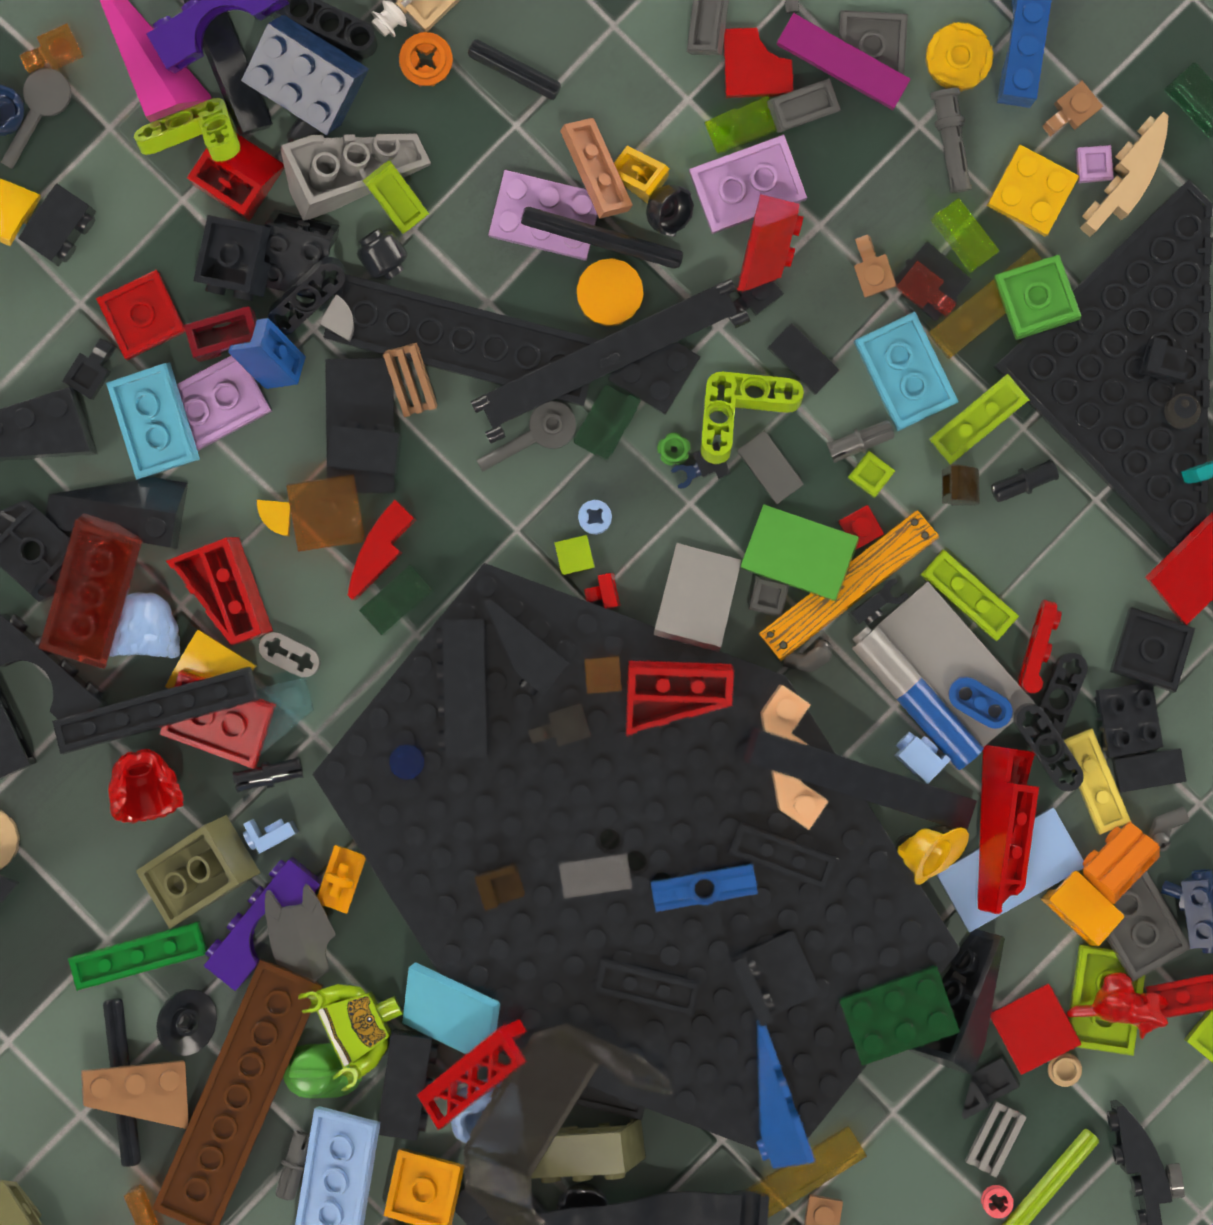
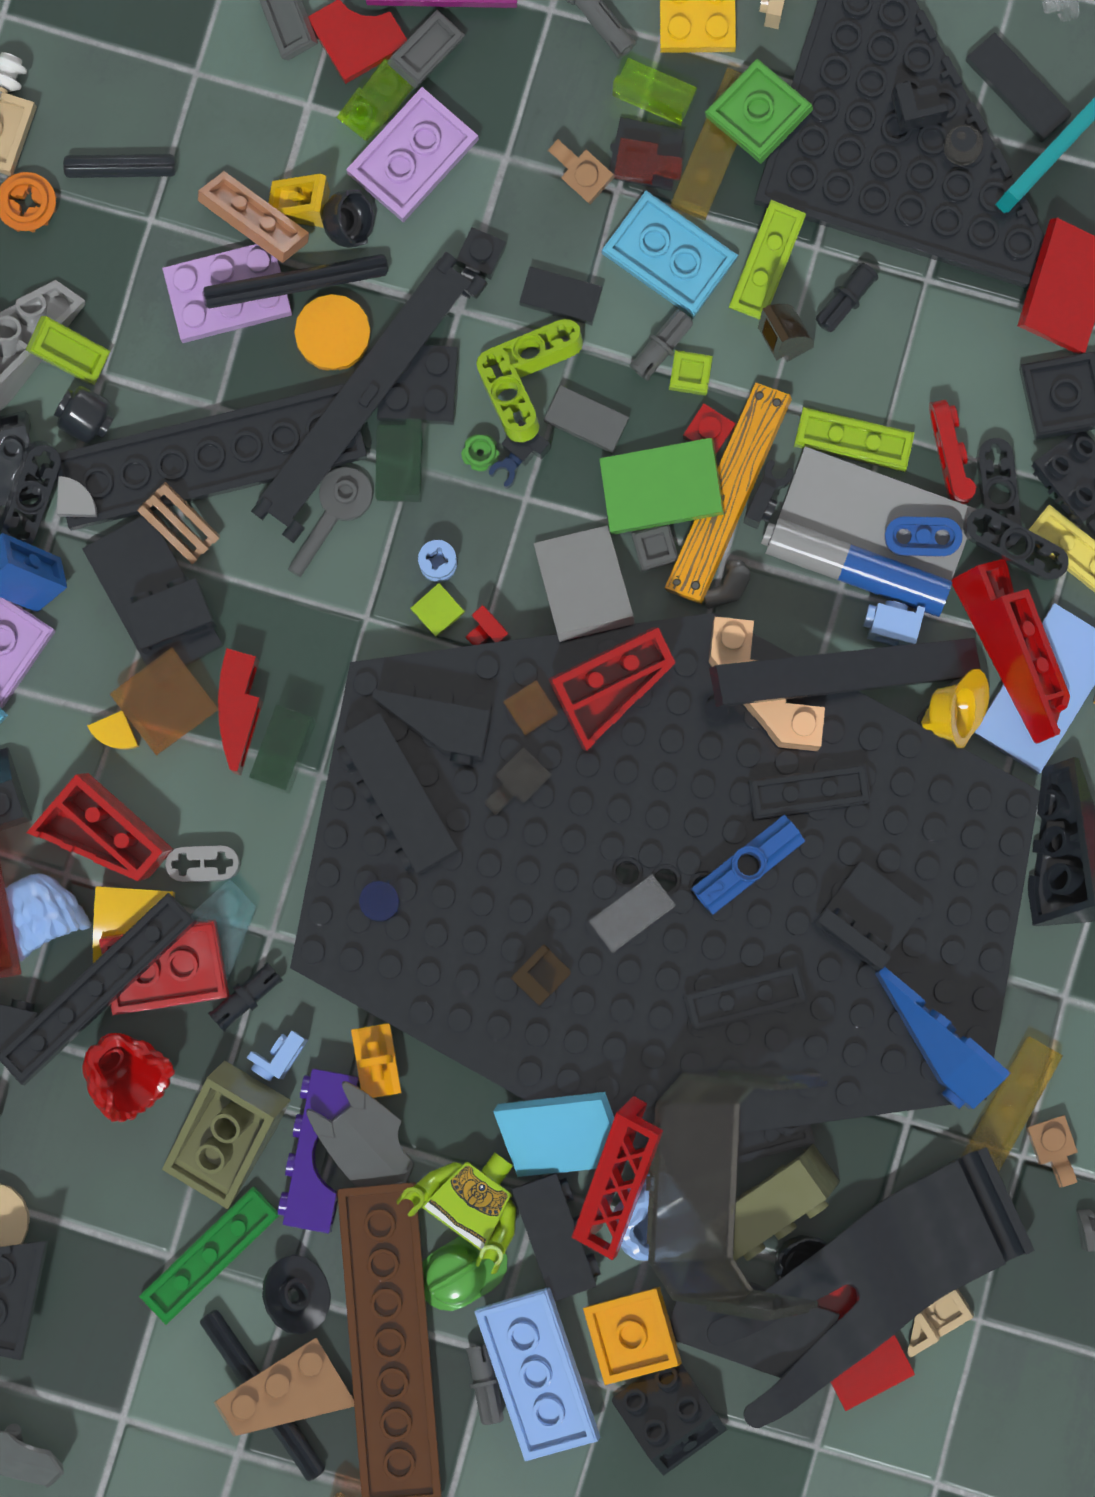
camera: 25 degrees left, 5 degrees down
(770, 242) = (464, 195): red slope -> none
(899, 1015) = (1015, 889): dark green plate -> none

